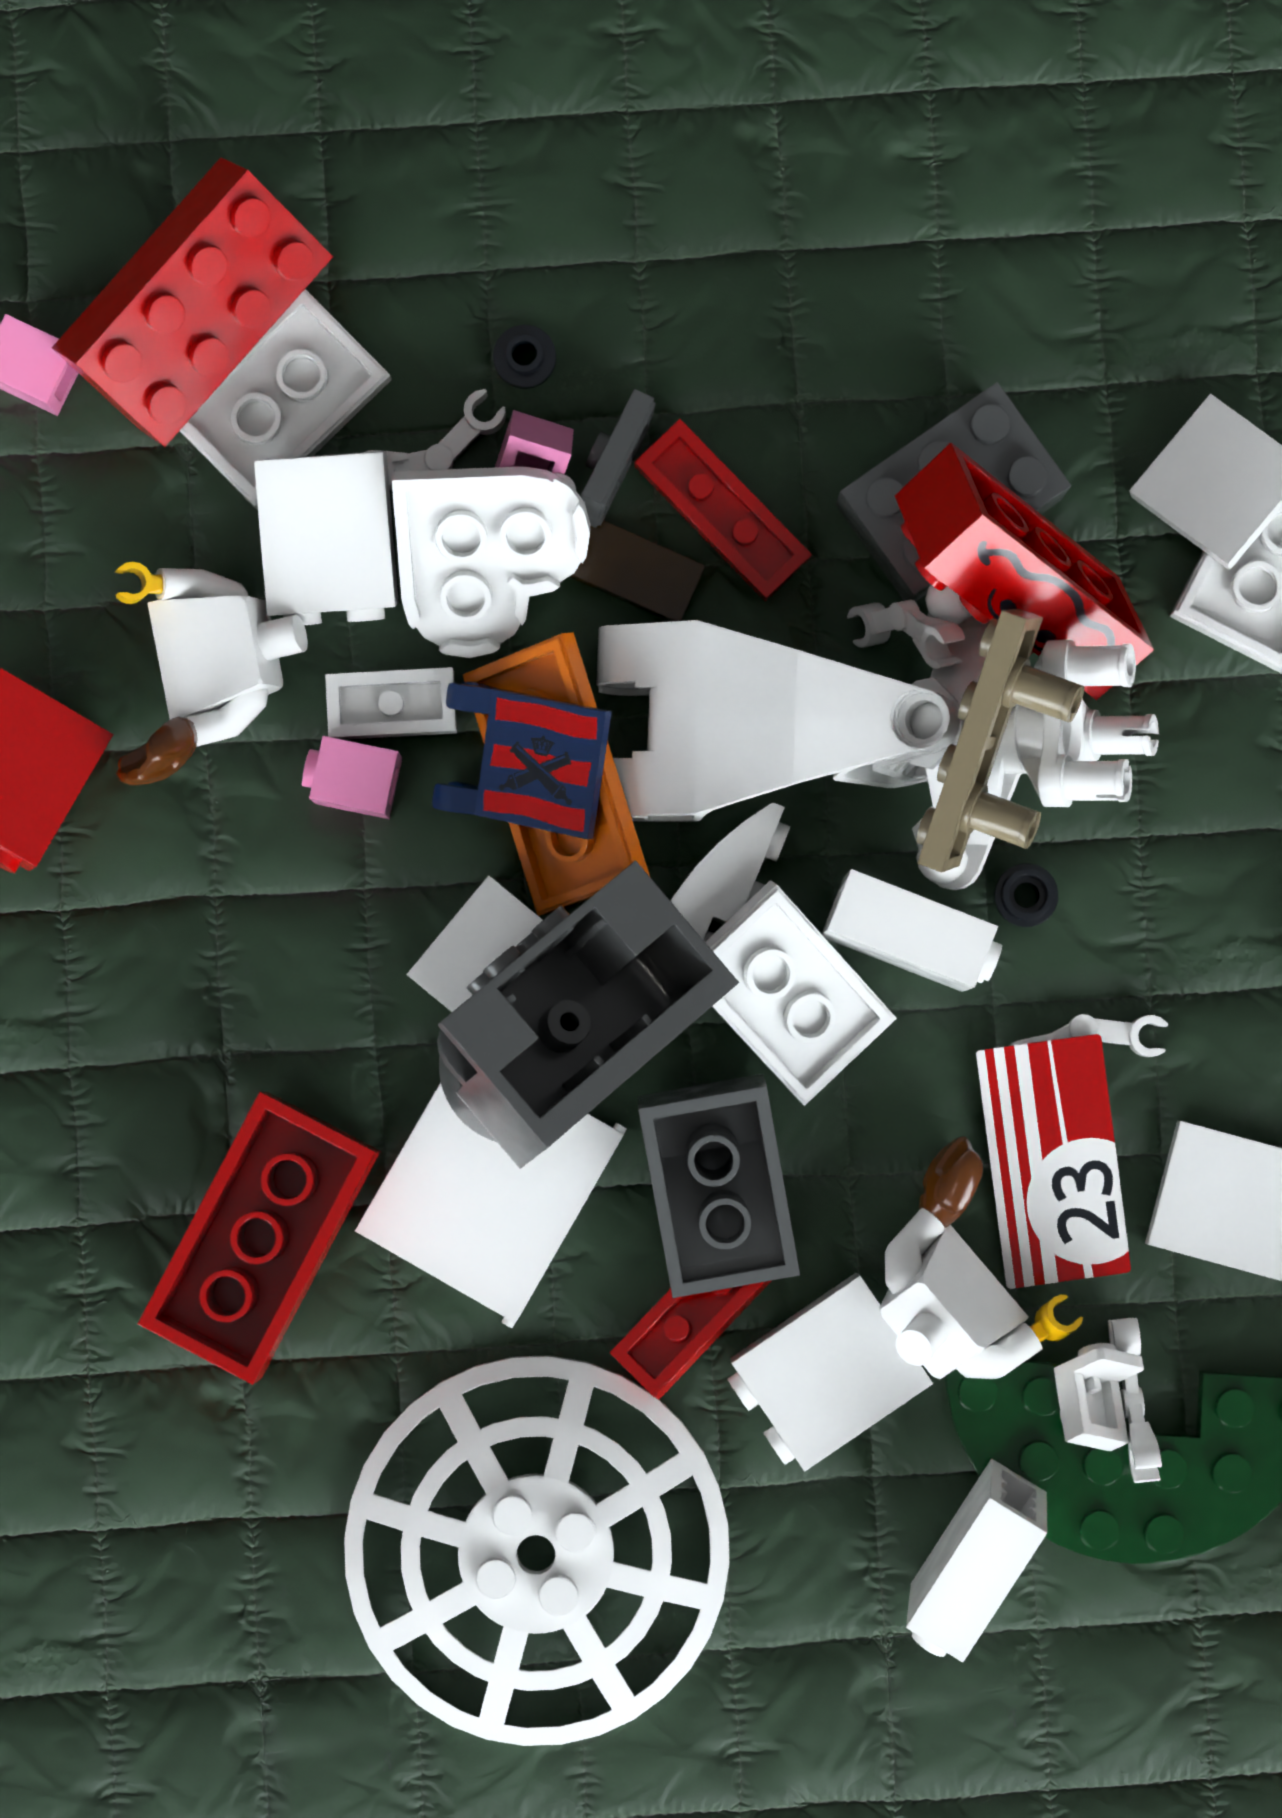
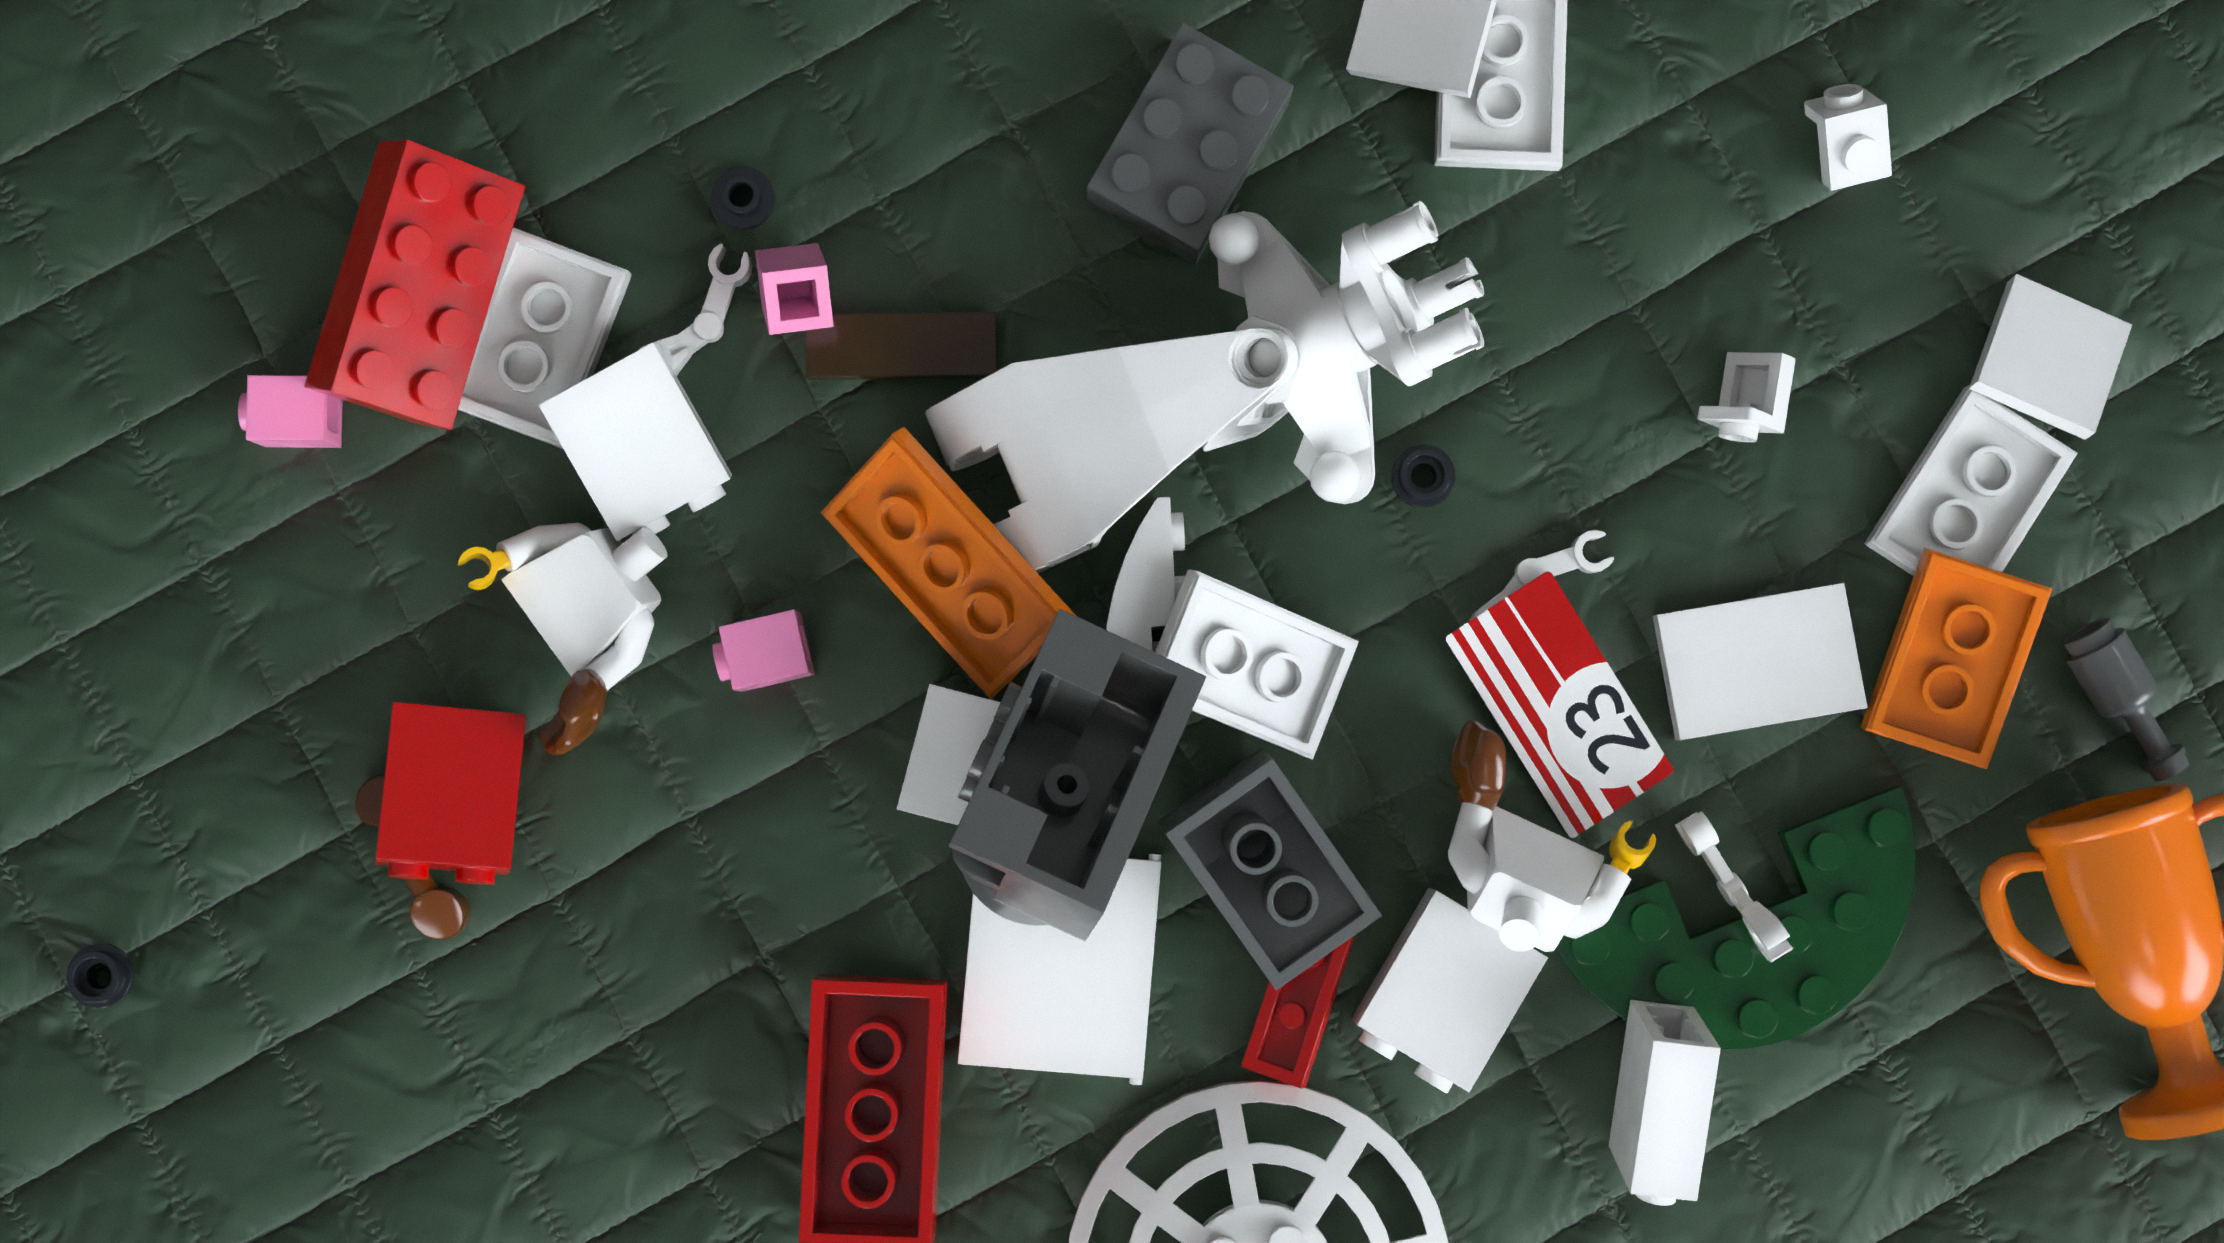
camera: 30 degrees left, 0 degrees up
(389, 703) = (767, 568): white plate -> none
(480, 547) = (784, 389): white plate -> none
(537, 761) = (925, 559): flag -> none
(614, 454) = (866, 252): dark grey plate -> none
(722, 510) = (987, 254): red plate -> none
(912, 932) = (1338, 557): white brick -> none
(928, 633) = (1228, 279): white piece -> none
(966, 767) = (1322, 382): dark tan plate -> none
(1011, 557) = (1274, 178): red brick -> none
(1092, 1397) = (1695, 902): white bracket -> none

